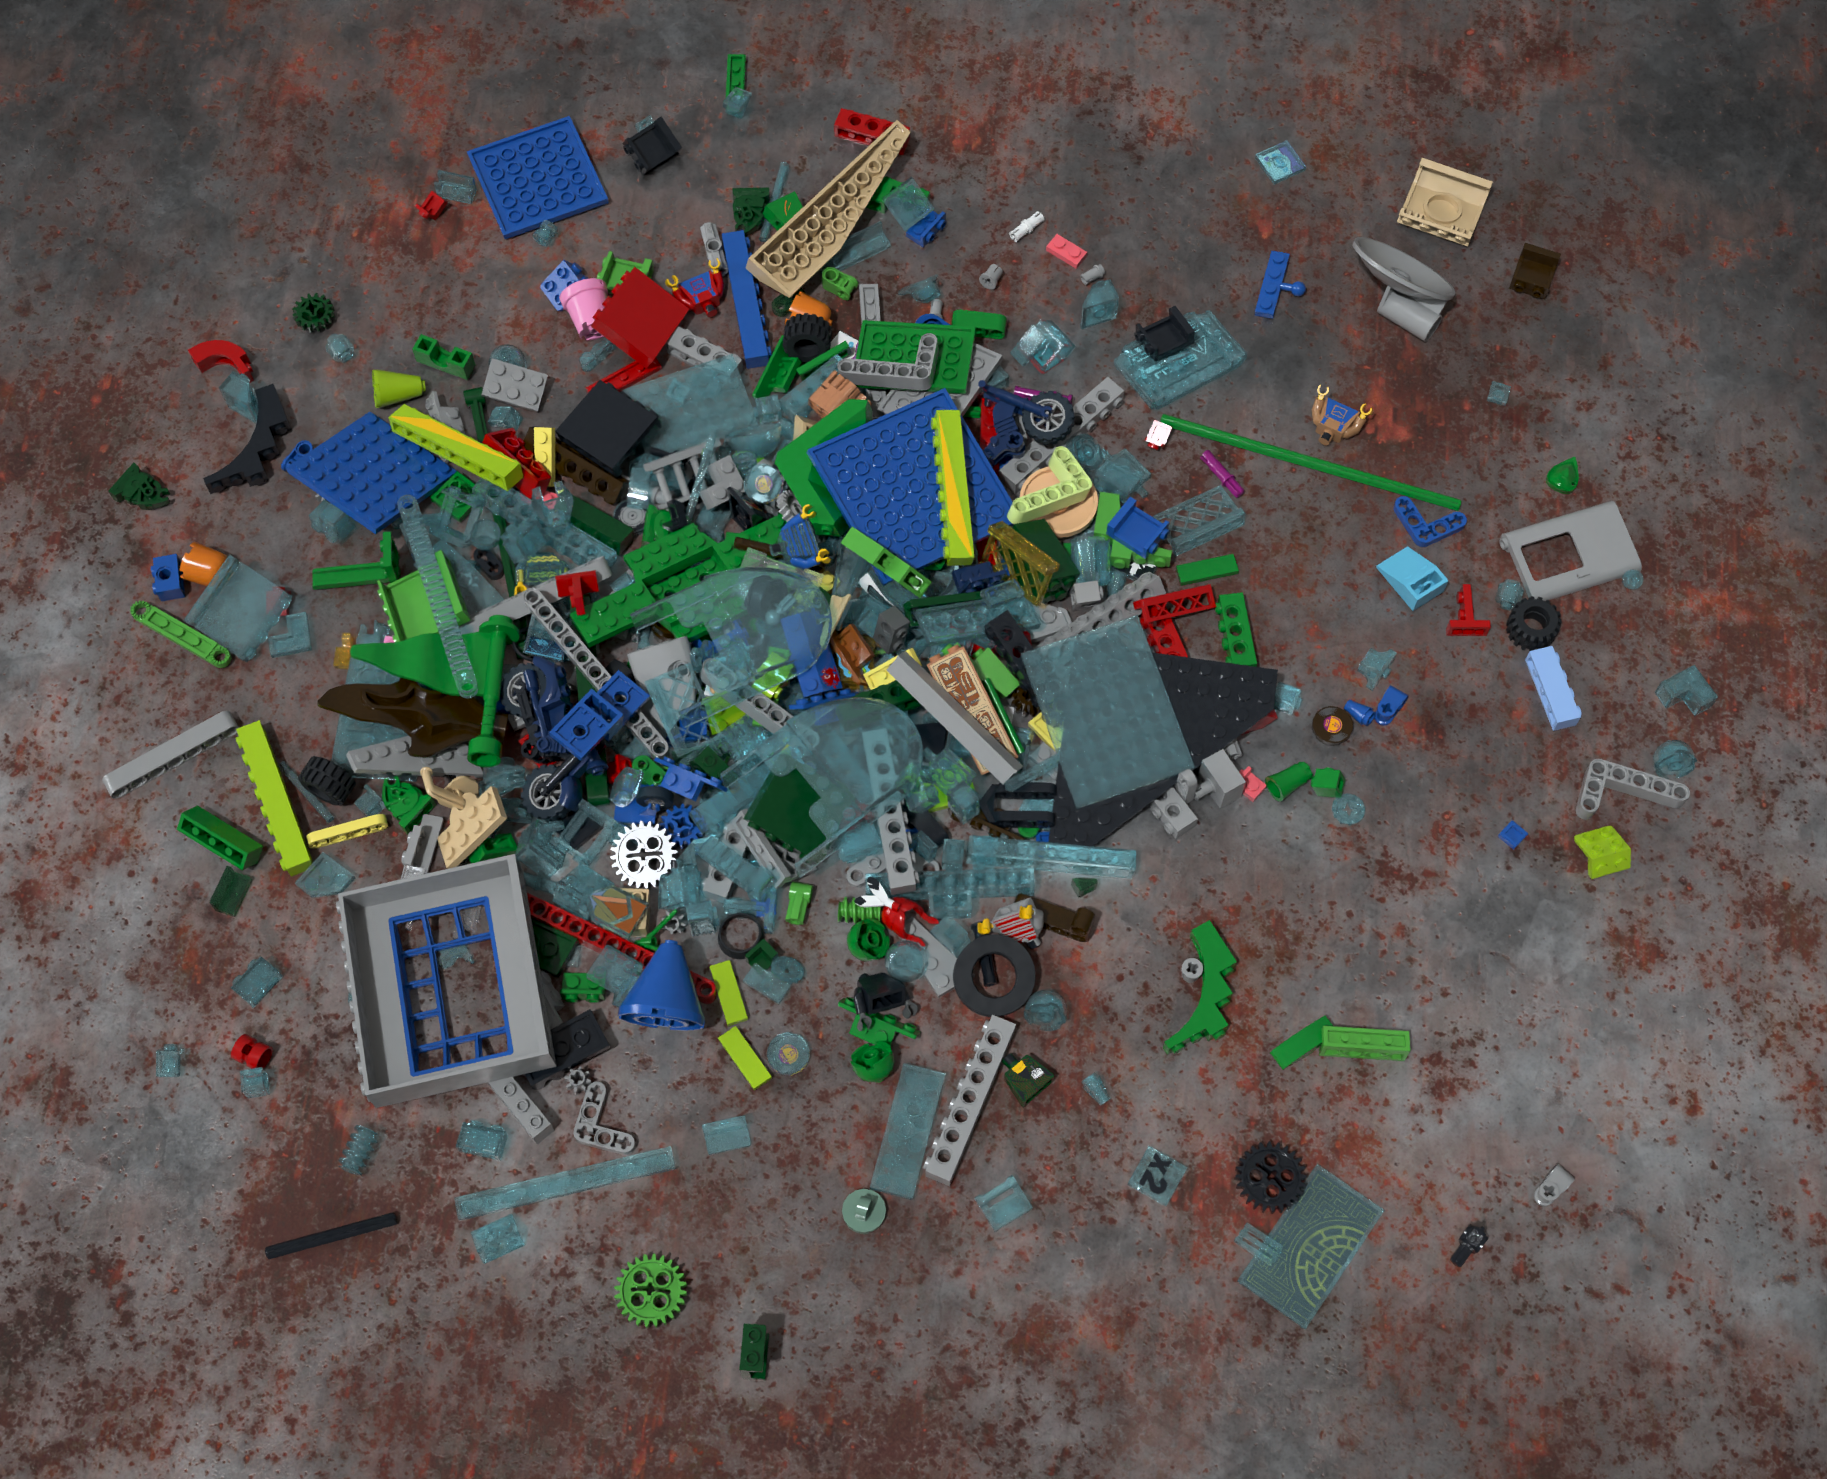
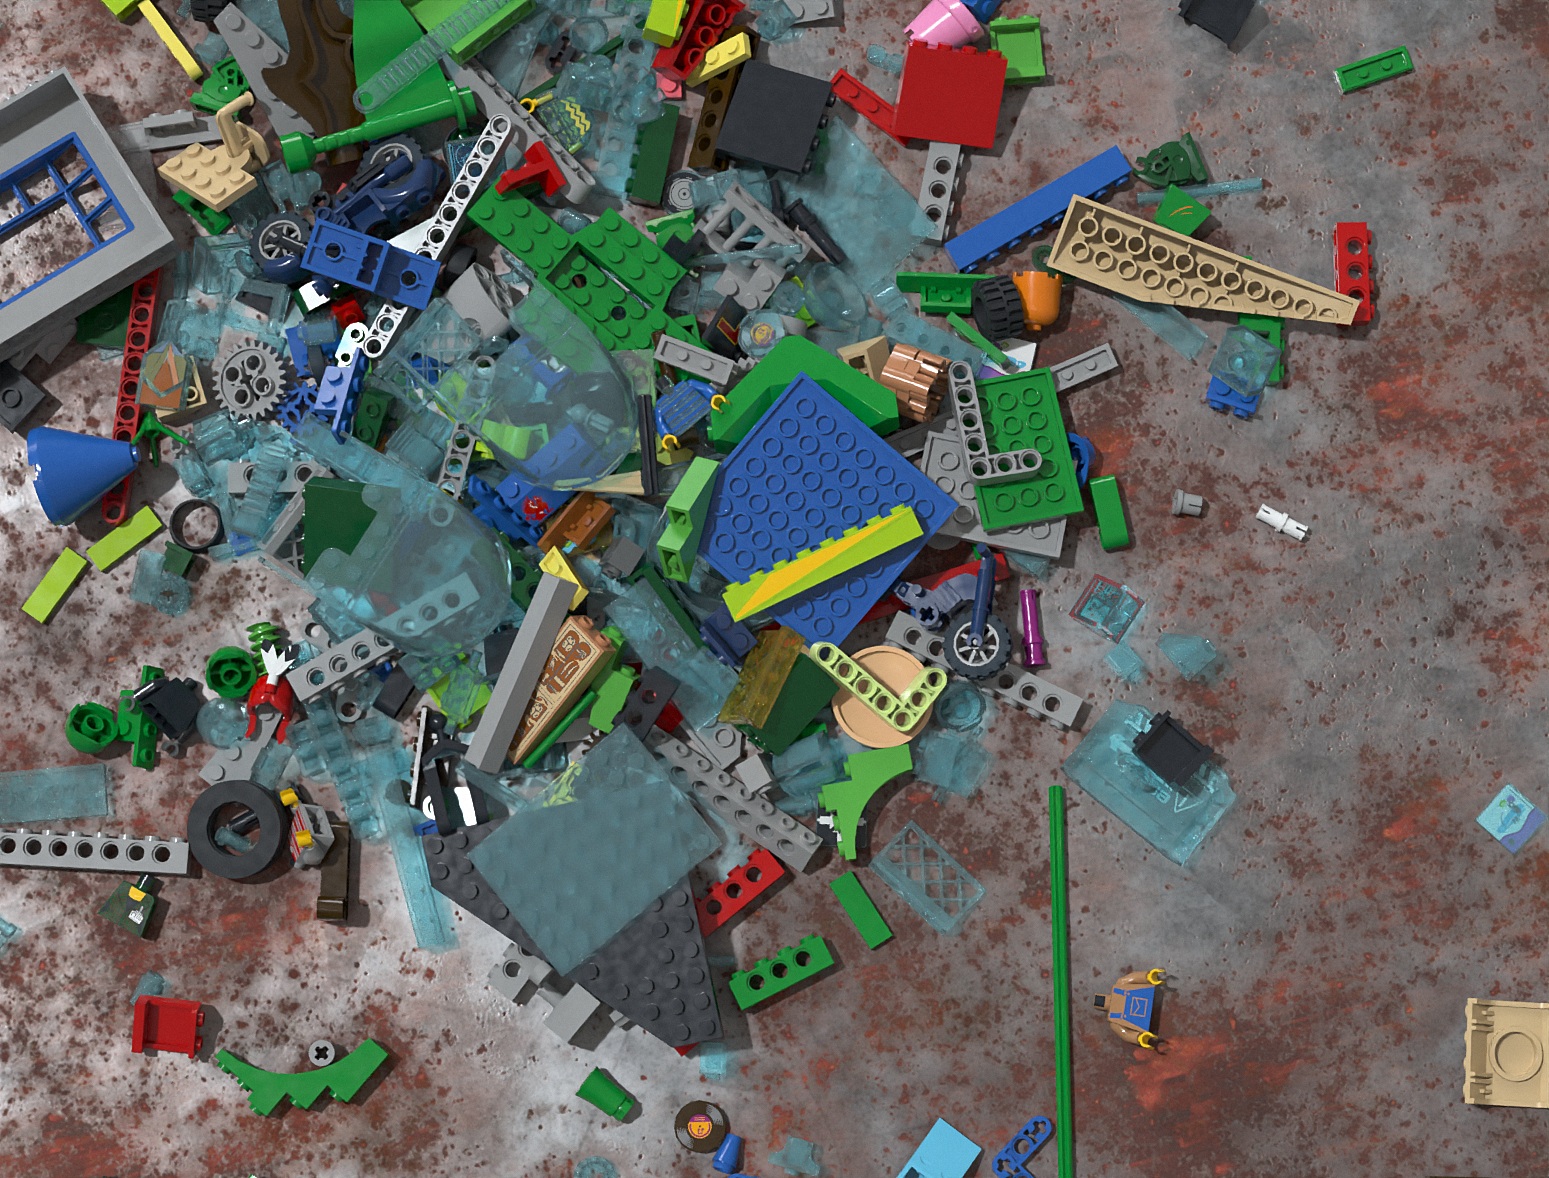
camera: 70 degrees right, 15 degrees up
(324, 878) = (107, 39): clear light blue plate -> none
(450, 955) = (66, 216): clear light blue piece -> none
(532, 408) = (770, 22): none -> clear light blue brick
(578, 987) = (77, 376): green bracket -> none
(615, 973) = (97, 407): clear light blue bracket -> none
(692, 437) = (808, 223): none -> black pin
(700, 292) = (1025, 152): red torso -> none
(712, 242) = (1107, 135): light grey piece -> none
(737, 102) = (1328, 86): clear light blue slope -> none
(767, 523) = (693, 360): none -> light grey plate
(788, 1054) = (76, 631): clear light blue tile -> none
(799, 896) = (254, 577): bright green piece -> none
(818, 575) = (648, 445): none -> black axle
(841, 285) = (1103, 321): bright green piece -> none
(924, 290) = (1132, 422): clear light blue piece -> none
(936, 307) = (1109, 452): light grey pin -> none
(963, 801) = (424, 718): clear light blue brick -> none
(997, 986) = (231, 839): none -> clear light blue pin
(1028, 344) = (1096, 585): clear light blue plate -> none
(1046, 1009) = (220, 902): clear light blue cylinder -> none
(1066, 251) = (1264, 585): coral plate -> none
(1083, 885) = (385, 894): clear green slope -> none
(1089, 348) = (1123, 662): none -> clear light blue brick
(1092, 274) = (1239, 630): light grey pin -> none
(1131, 1078) = (167, 1025): none -> red panel
(1137, 529) = (866, 807): blue panel -> none
(1157, 1176) = (69, 1090): clear light blue tile -> none
(1158, 435) = (1026, 789): bracket -> none
(1172, 598) = (797, 881): red fence -> none
(1227, 479) = (1001, 887): magenta axle -> none
(1253, 785) = (586, 1049): coral bracket -> none
(1274, 284) = (1311, 867): blue plate -> none
(1328, 782) = (616, 1142): green brick -> none
(1413, 290) = (1367, 1032): light grey dish -> none

